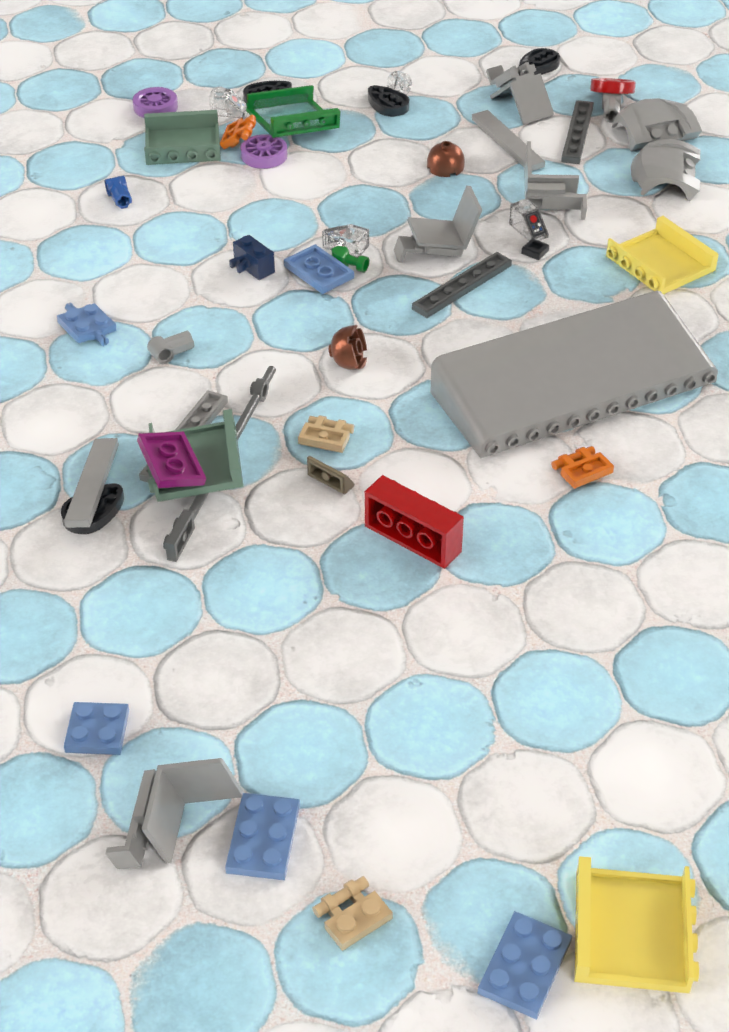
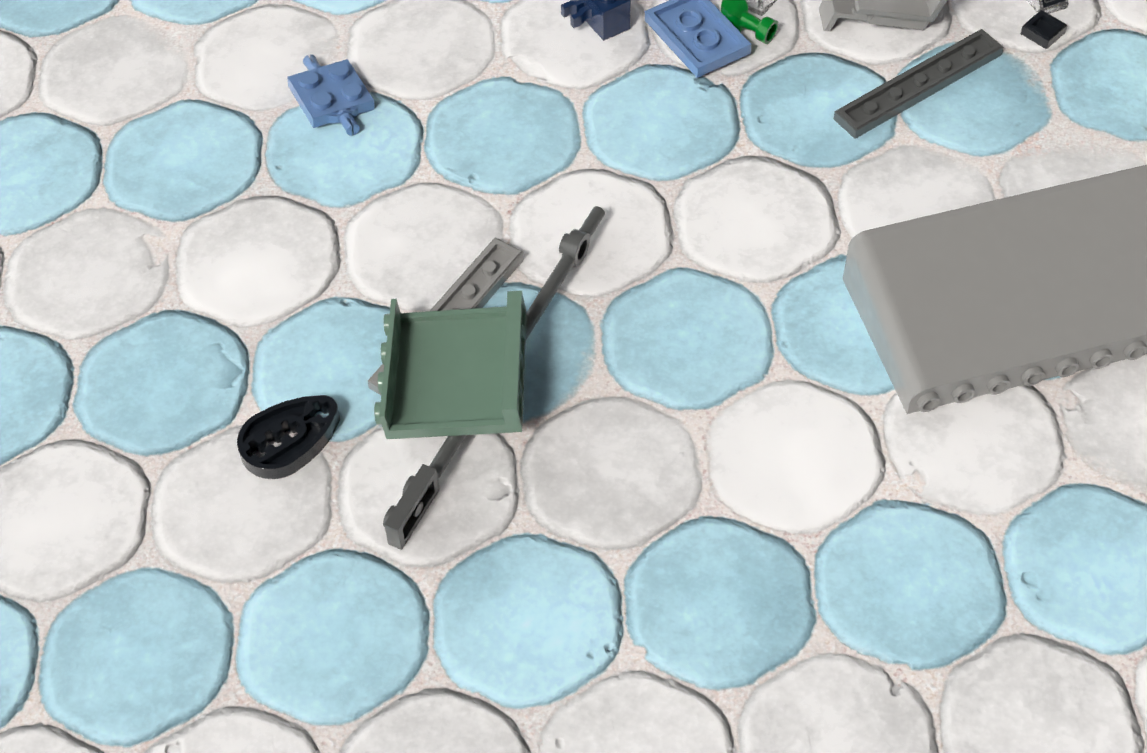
camera: 10 degrees right, 10 degrees up
(91, 483) = (290, 394): light grey tile -> none
(165, 349) = (441, 154): light grey piece -> none
(171, 459) = (414, 376): magenta plate -> none
(326, 433) = (665, 348): tan plate -> none
(329, 475) = (661, 422): dark tan slope -> none
(348, 348) = (722, 188): copper cylinder -> none
(413, 521) = (783, 535): red brick -> none
(583, 466) = (1073, 464): orange plate -> none

